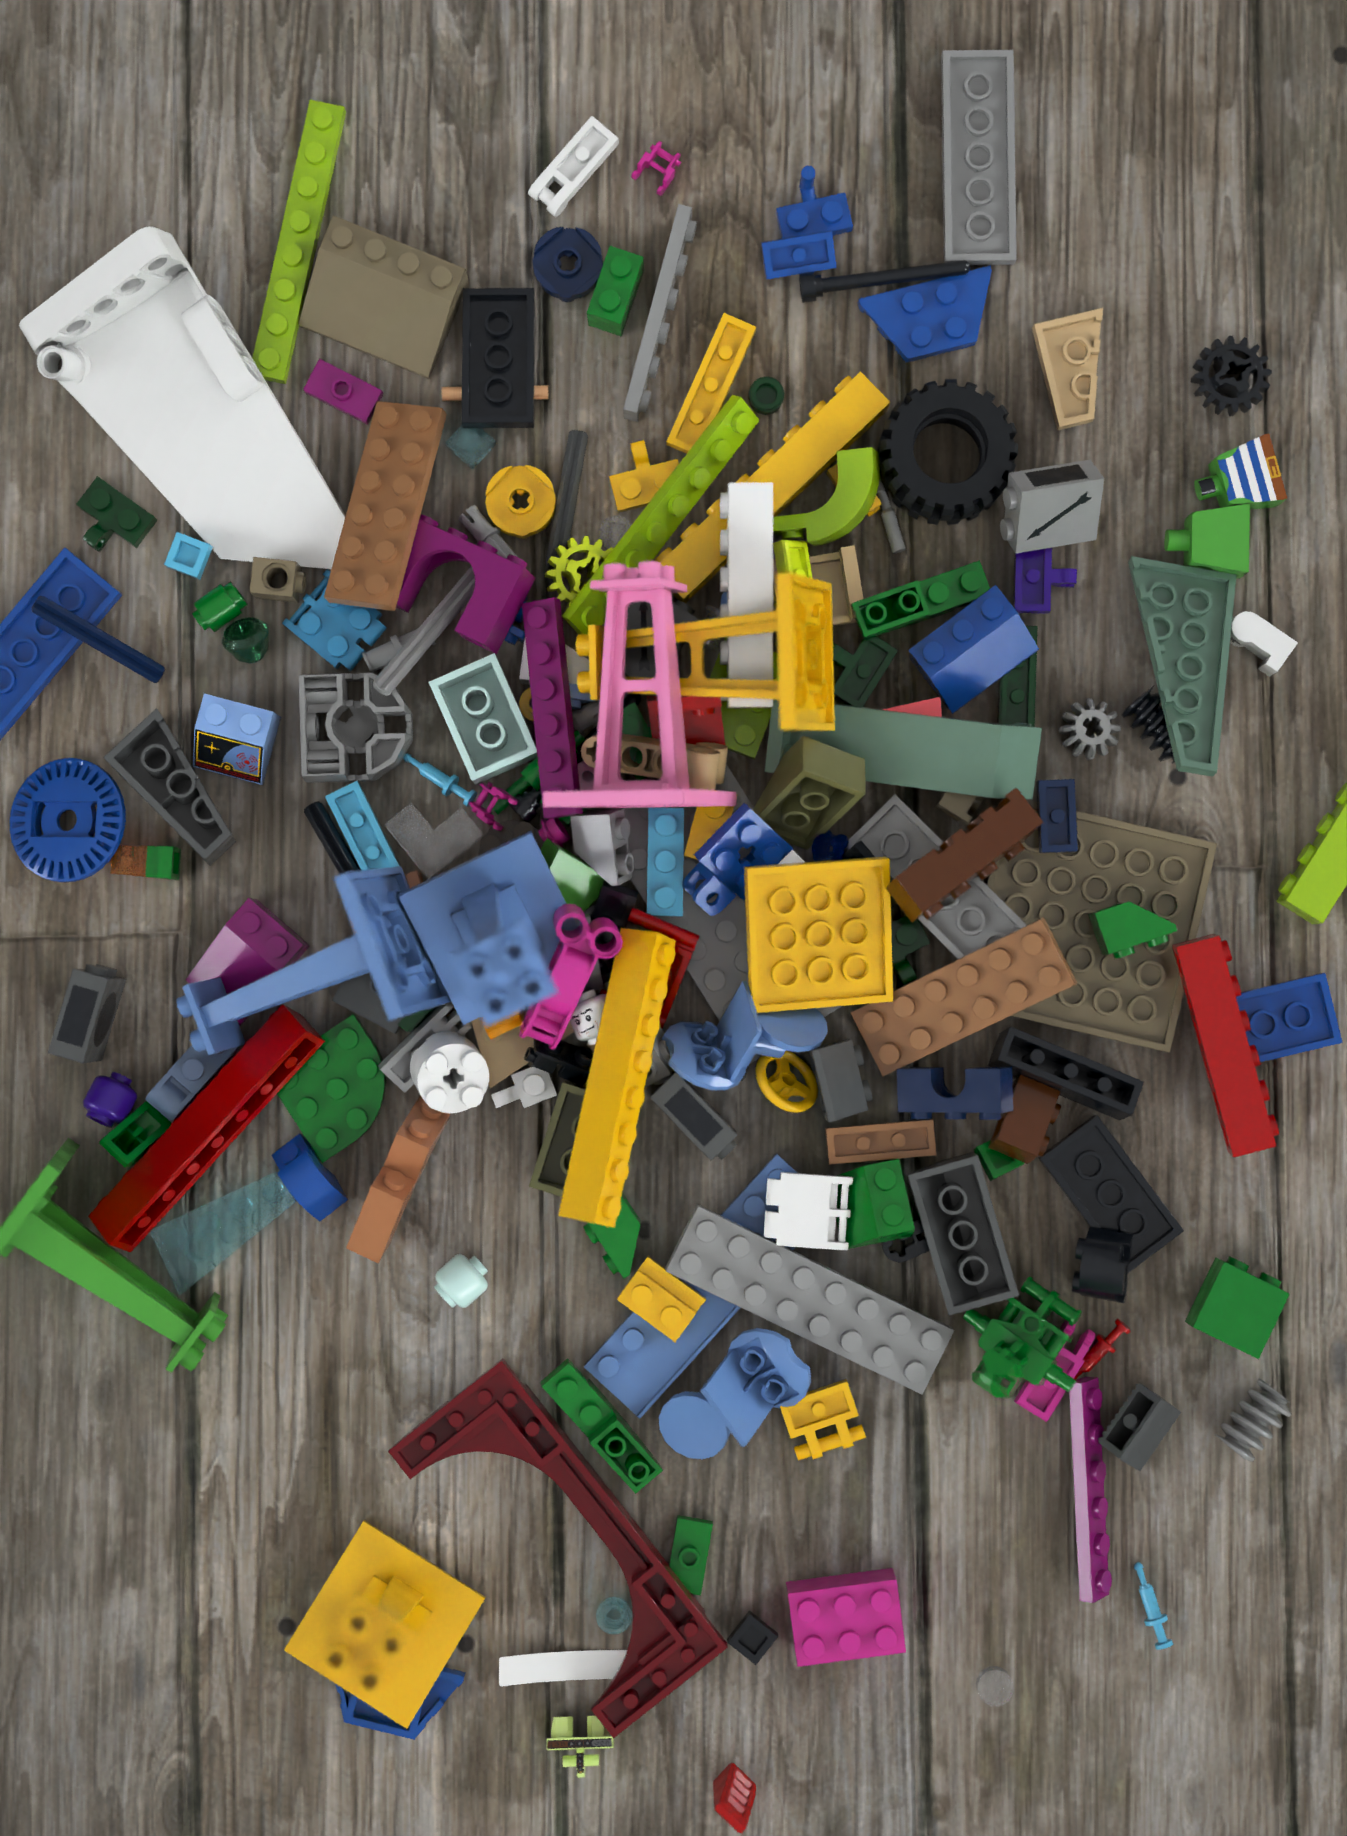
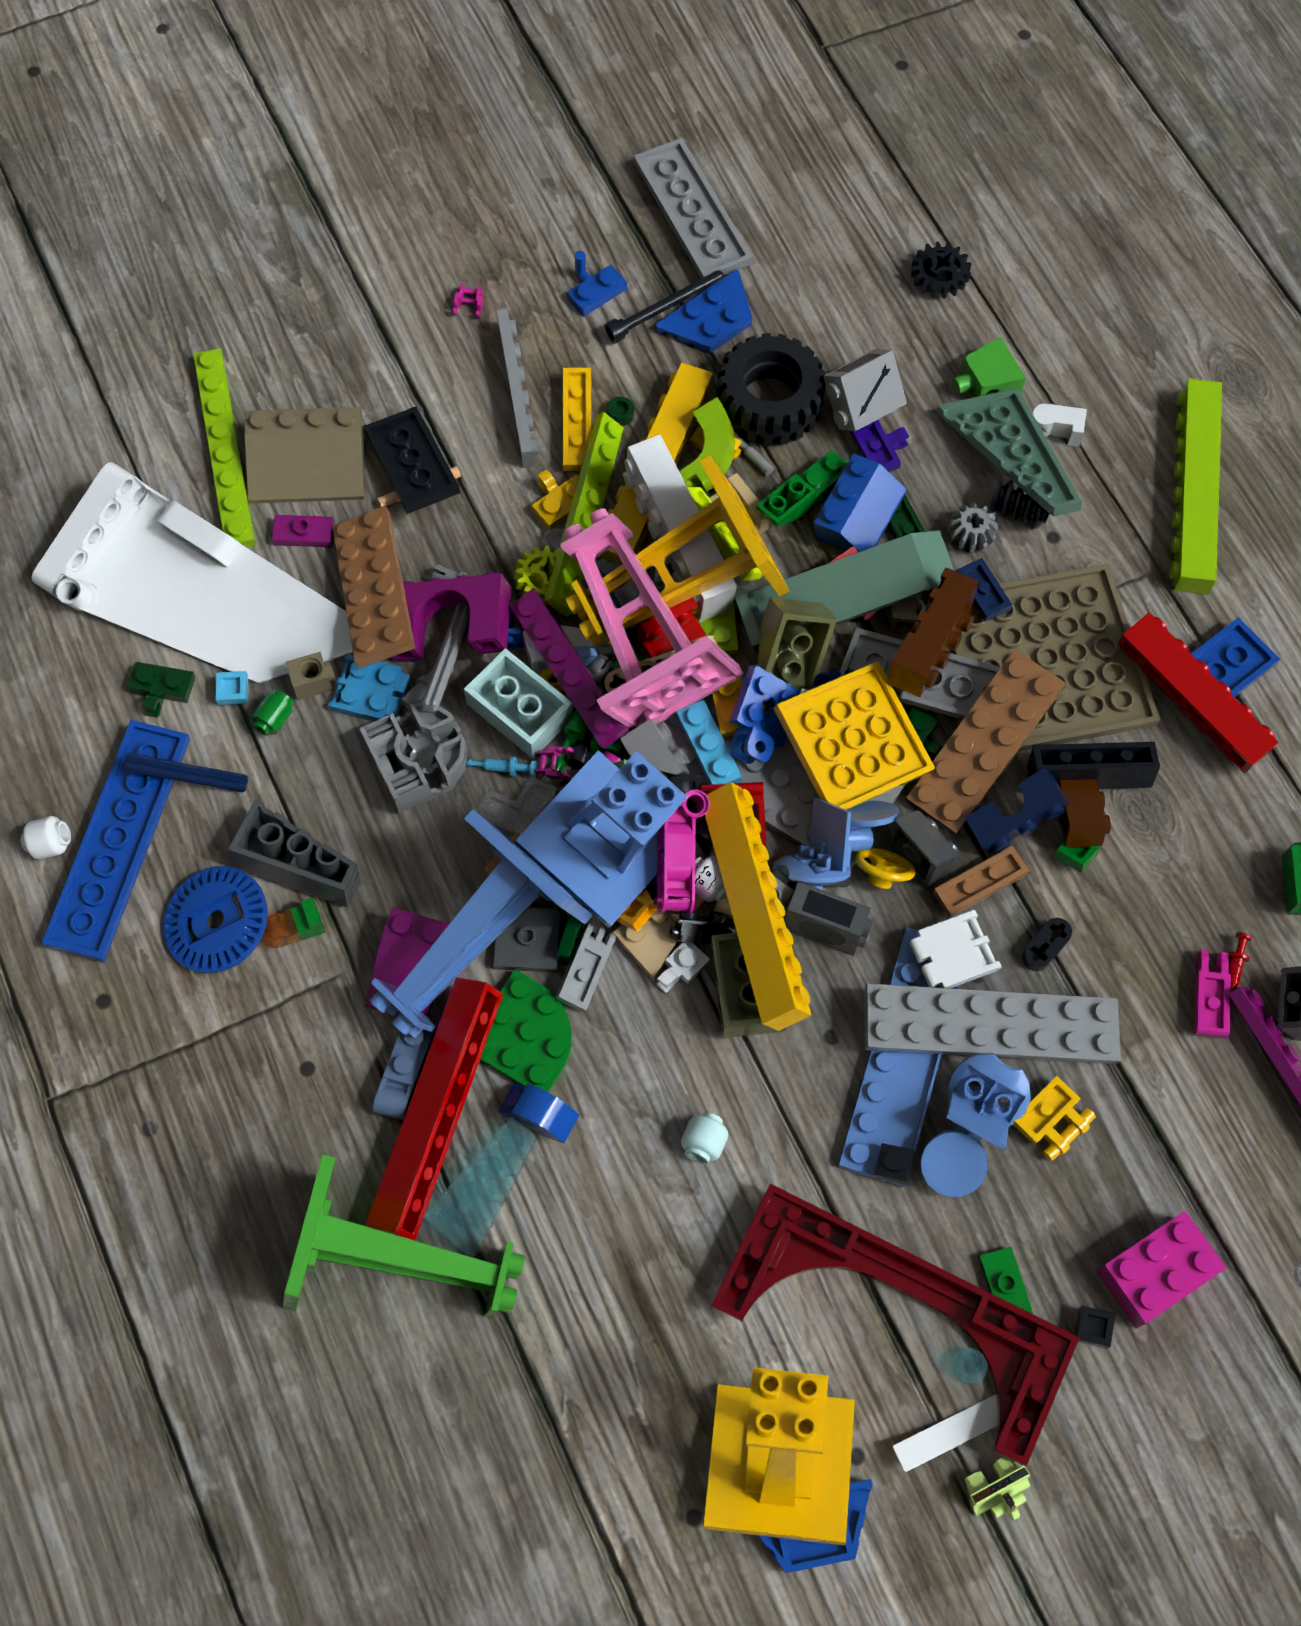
camera: 30 degrees left, 20 degrees down
(87, 1014) = (296, 1057): brick -> none
(109, 1099) = (342, 1124): dark purple head -> none
(135, 1134) = (376, 1142): green slope -> none
(234, 738) = (326, 801): slope -> none
(247, 639) = (305, 726): clear green cone -> none
(330, 838) = (445, 852): black axle -> none
(361, 828) = (449, 822): medium azure plate -> none
(396, 1181) = (613, 1080): nougat arch -> none
(432, 1064) = (633, 971): white brick -> none
(470, 445) = (416, 527): clear light blue plate -> none
(500, 503) = (464, 536): yellow plate -> none
(567, 242) = (437, 396): dark blue plate -> none
(567, 492) = (505, 528): dark grey axle -> none
(574, 165) = (407, 321): white plate -> none
(602, 1425) = (878, 1204): green slope -> none
(615, 291) = (477, 384): green piece -> none
(618, 1241) = (812, 1043): green slope -> none
(636, 1395) = (894, 1163): none -> black plate
(661, 1299) = (874, 1075): yellow plate -> none
(734, 1796) = (1153, 1471): red slope -> none
(798, 254) = (598, 311): blue plate -> none
(861, 670) = (788, 551): dark green plate -> none
(877, 1205) = (1009, 924): green slope -> none
(962, 1233) = (1085, 914): dark grey slope -> none
(1022, 1343) = (1176, 977): green piece -> none
(1069, 362) = (824, 306): tan wing -> none
(1103, 1264) = (1204, 894): black cylinder -> none
(1110, 1189) = (1177, 843): black plate -> none
(1128, 925) = (1078, 640): green slope -> none
(1244, 477) = (986, 322): torso -> none

